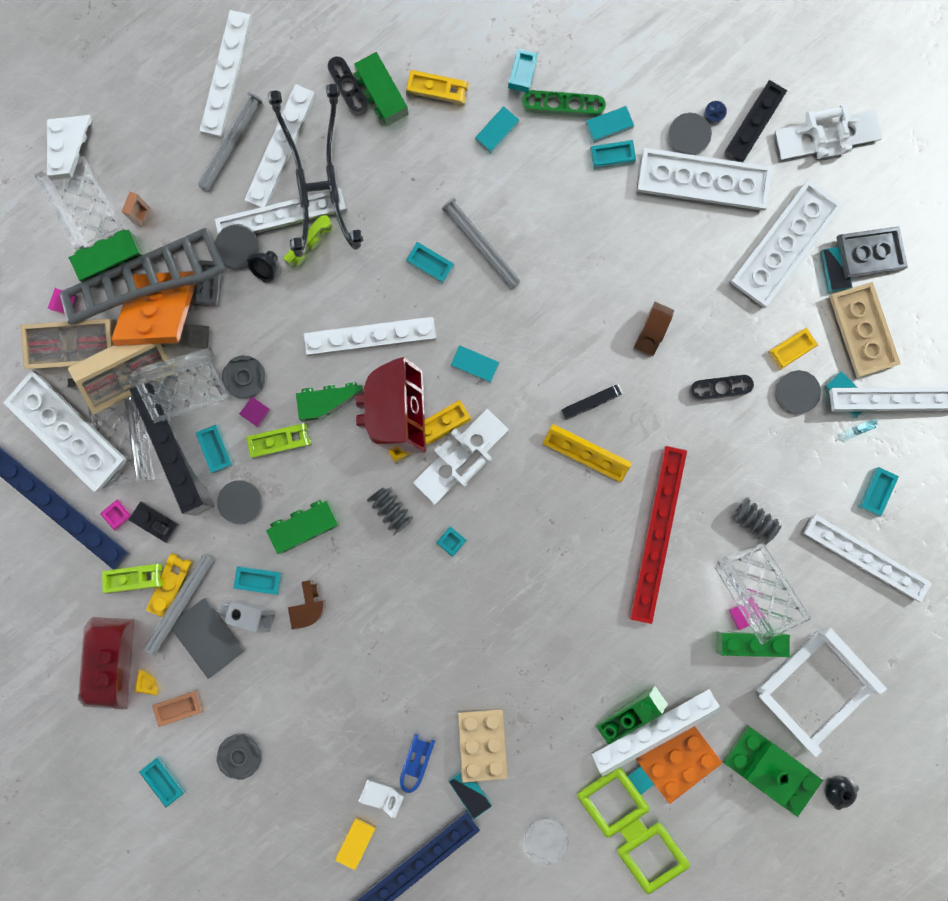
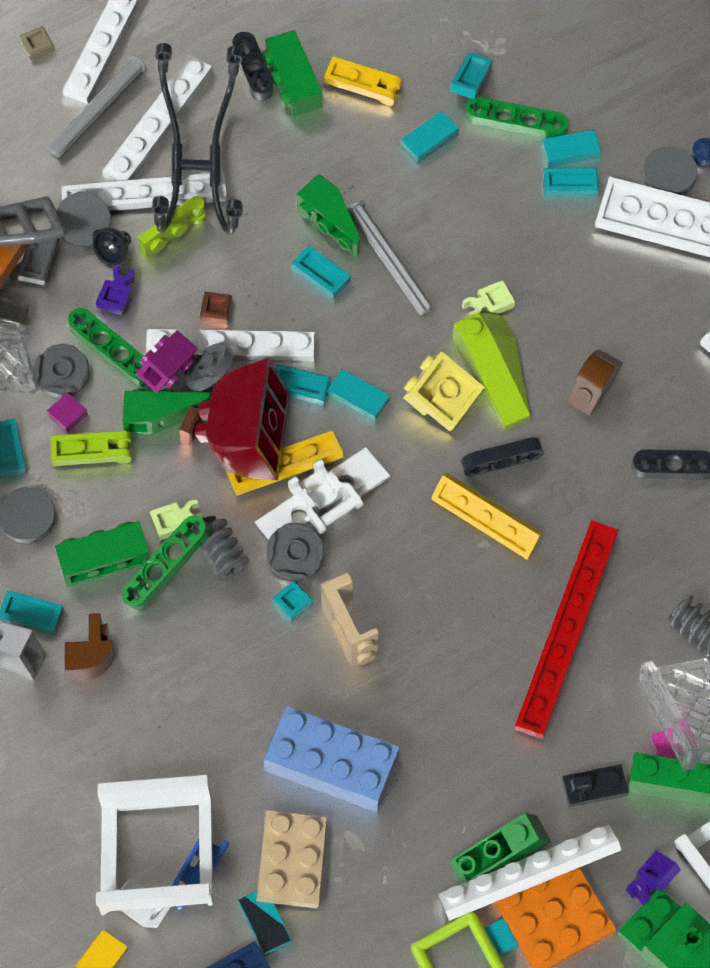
camera: 10 degrees right, 20 degrees down
(171, 89) = (37, 43): none -> dark tan tile
(273, 307) = (116, 293): none -> dark purple plate
(279, 350) = (108, 348): none -> green beam
(322, 370) = (161, 367): none -> magenta brick
(344, 722) = (152, 795): none -> white piece
(350, 490) = (169, 517): none -> yellowish green plate
(351, 411) = (187, 428): none -> copper tile
(353, 305) = (216, 307): none -> copper tile
(353, 531) = (162, 558): none -> green beam
(357, 363) = (209, 367): none -> dark grey tile
(424, 205) = (326, 207): none -> green slope
(431, 361) = (305, 384): none -> teal tile
(447, 503) = (295, 551): none -> dark grey tile
(481, 544) = (335, 598): none -> tan window
(500, 666) = (331, 758): none -> medium blue brick
(539, 353) = (442, 390): none -> light yellow plate
(567, 268) = (492, 299): none -> yellowish green plate
(573, 318) = (495, 363): none -> lime wedge
(693, 653) = (595, 785): none -> black hinge
(746, 717) = (654, 874): none -> dark purple plate

